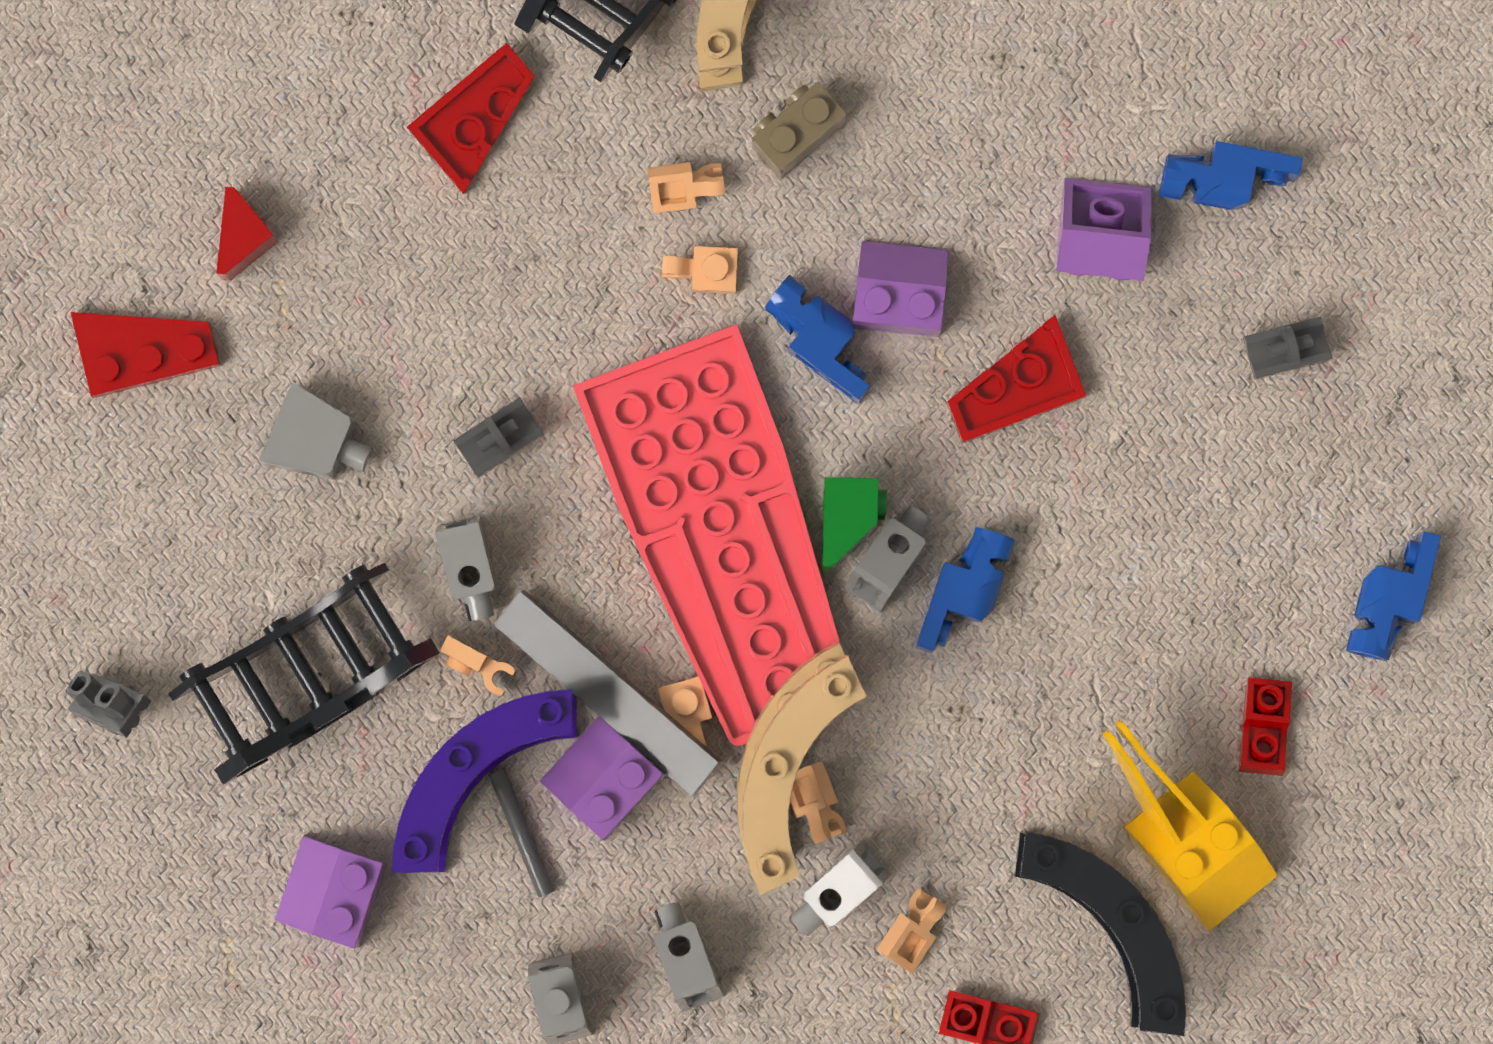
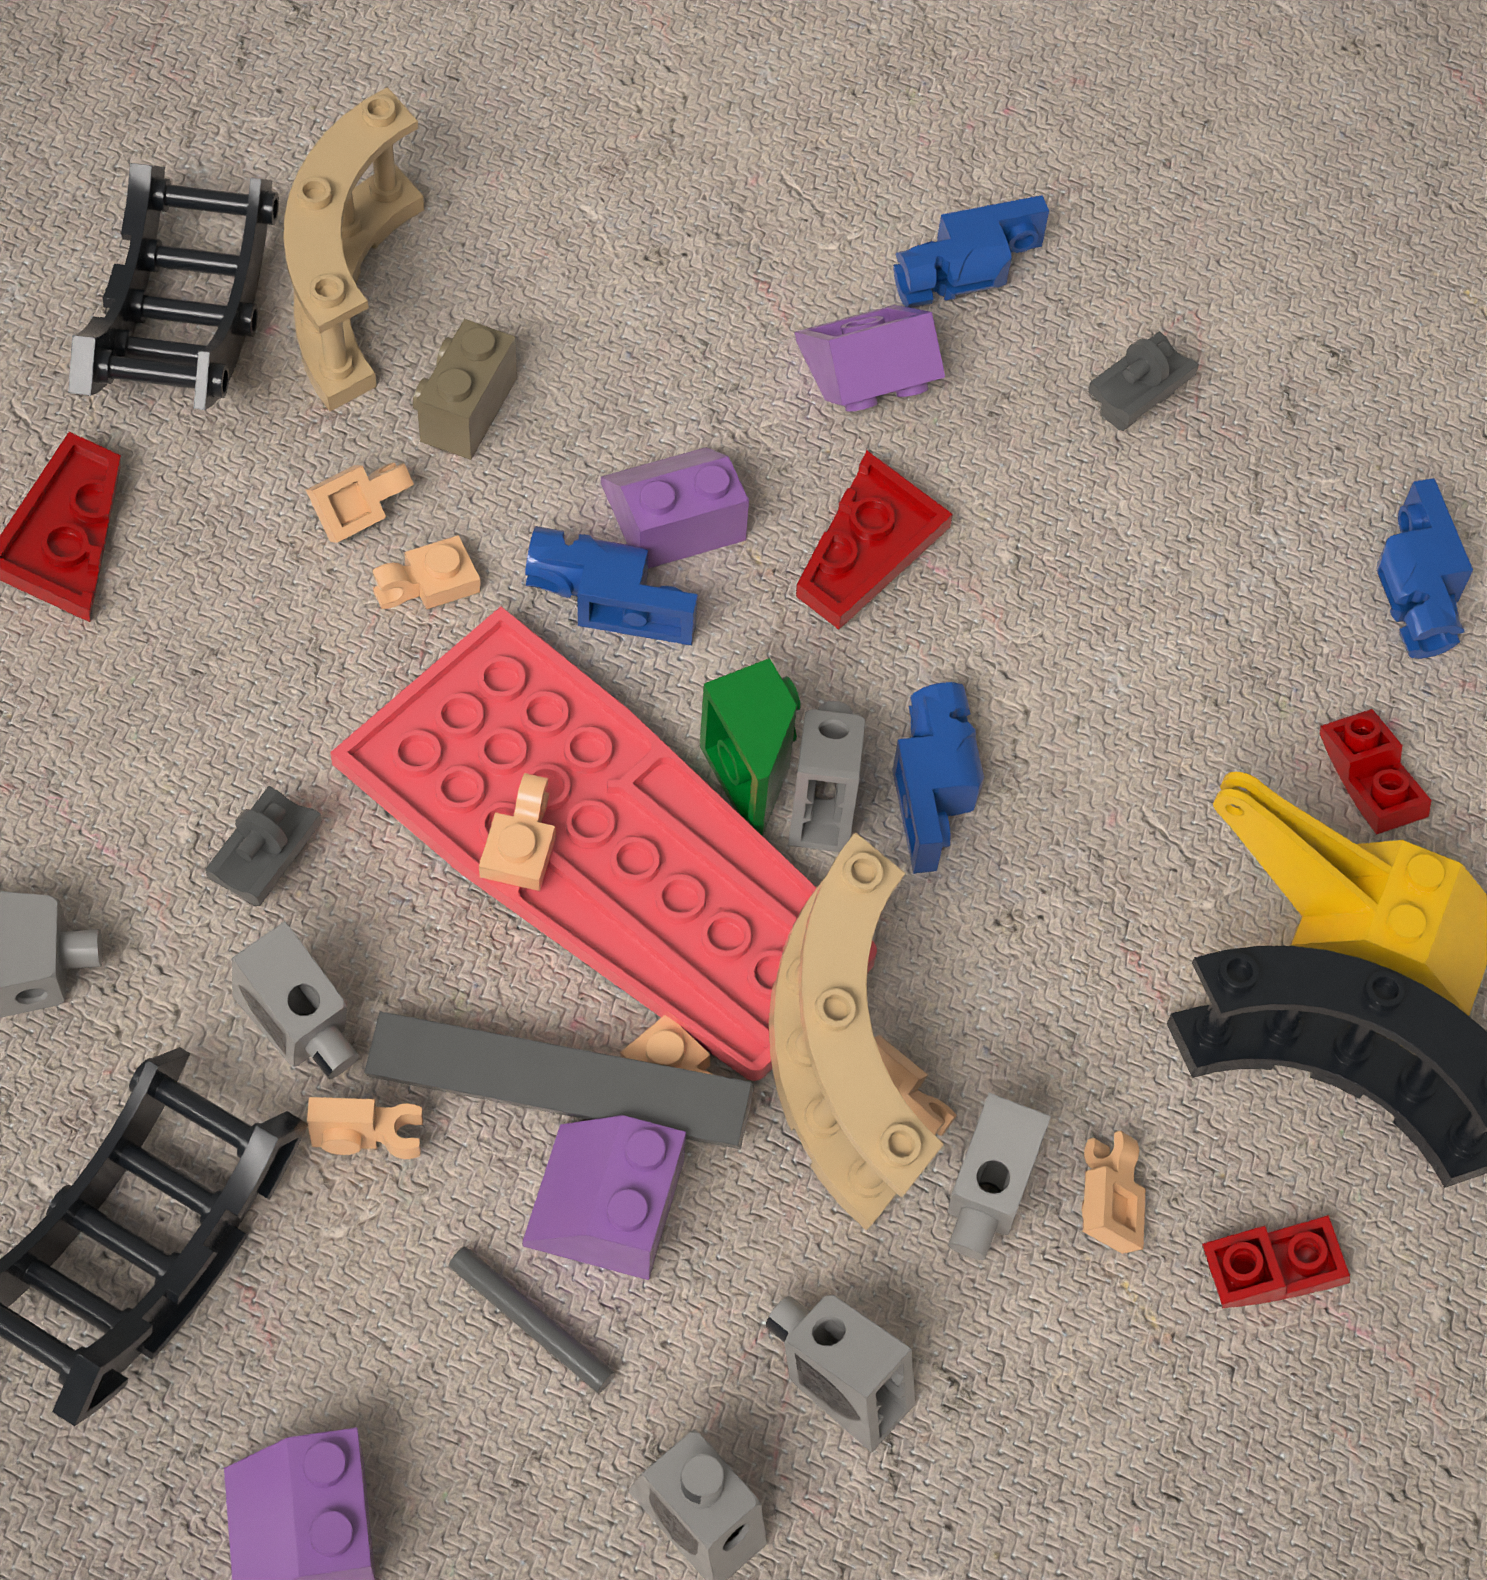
camera: 35 degrees left, 25 degrees down
(464, 762) = (433, 1189): dark purple fence -> none
(659, 518) = (520, 844): none -> light nougat plate

